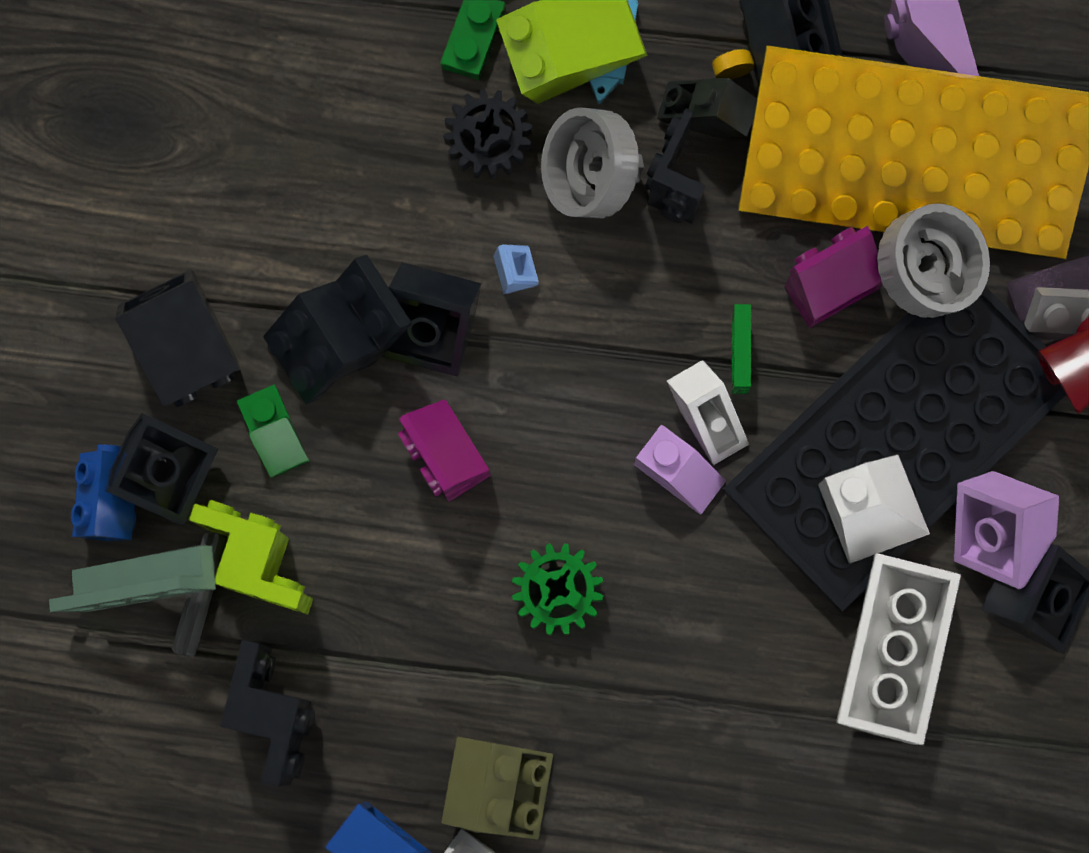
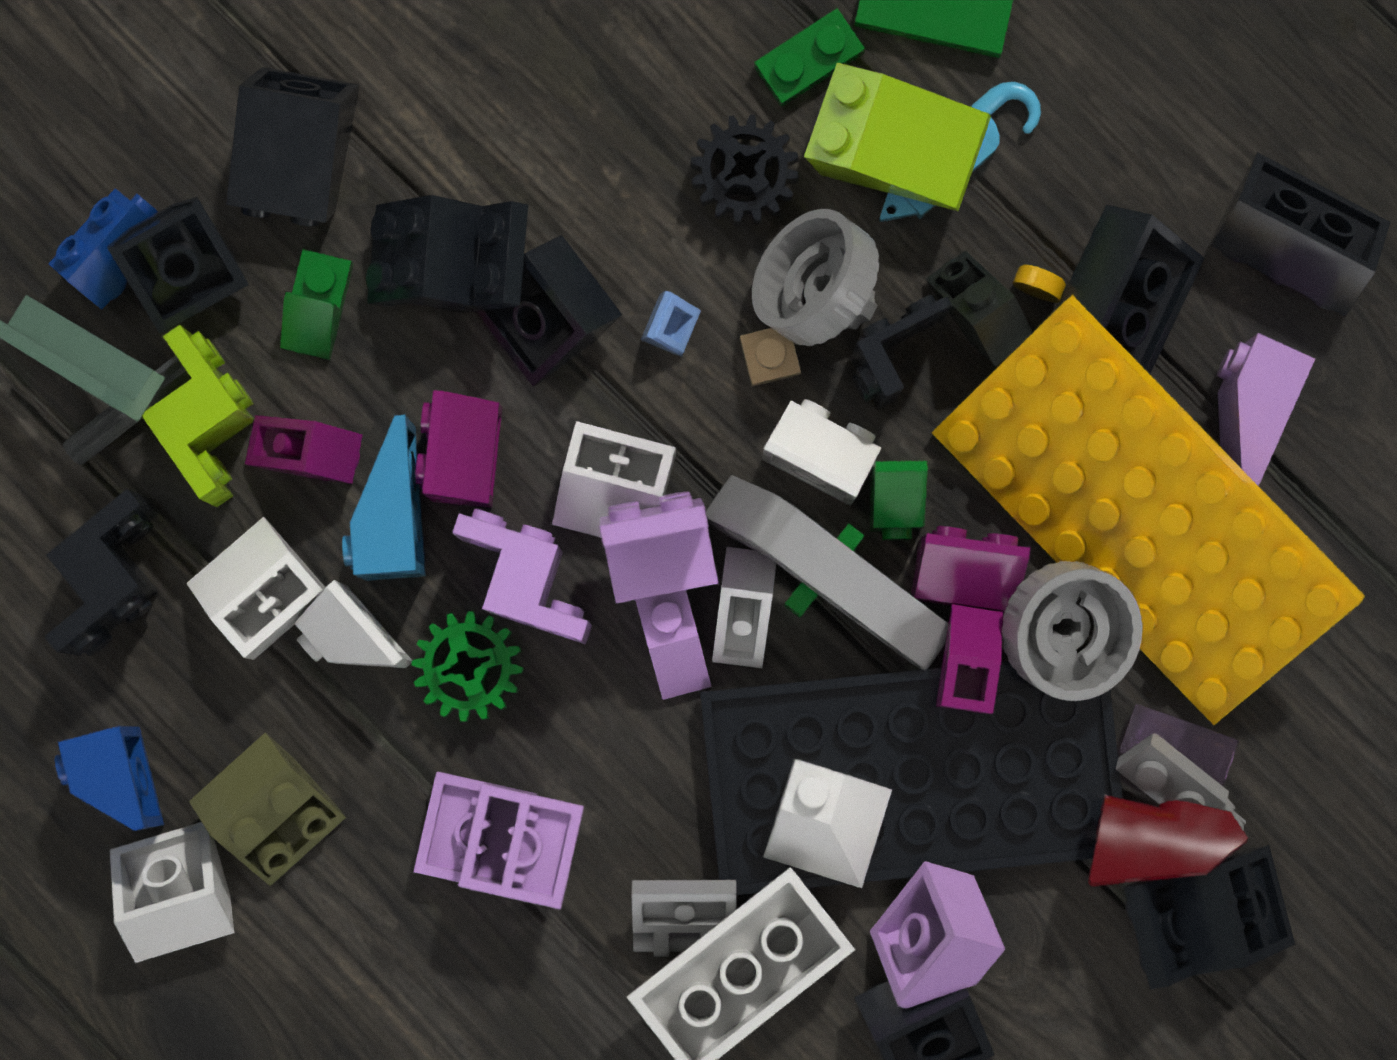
camera: 35 degrees right, 5 degrees up
(337, 529) = (304, 448): none -> magenta slope
(377, 644) = (256, 589): none -> white slope
(432, 532) = (388, 518): none -> dark azure slope
(461, 627) = (347, 632): none -> white slope
(551, 499) = (523, 575): none -> lavender bracket
(562, 396) = (607, 471): none -> white slope
(596, 241) = (769, 356): none -> tan plate
(626, 409) = (658, 547): none -> lavender bracket
(670, 685) = (499, 840): none -> lavender bracket
(680, 274) = (821, 451): none -> white slope
(742, 339) = (828, 569): none -> light grey beam
(752, 264) = (897, 498): none -> green slope
(824, 642) = (677, 912): none -> light grey plate
(885, 331) = (971, 660): none -> magenta slope

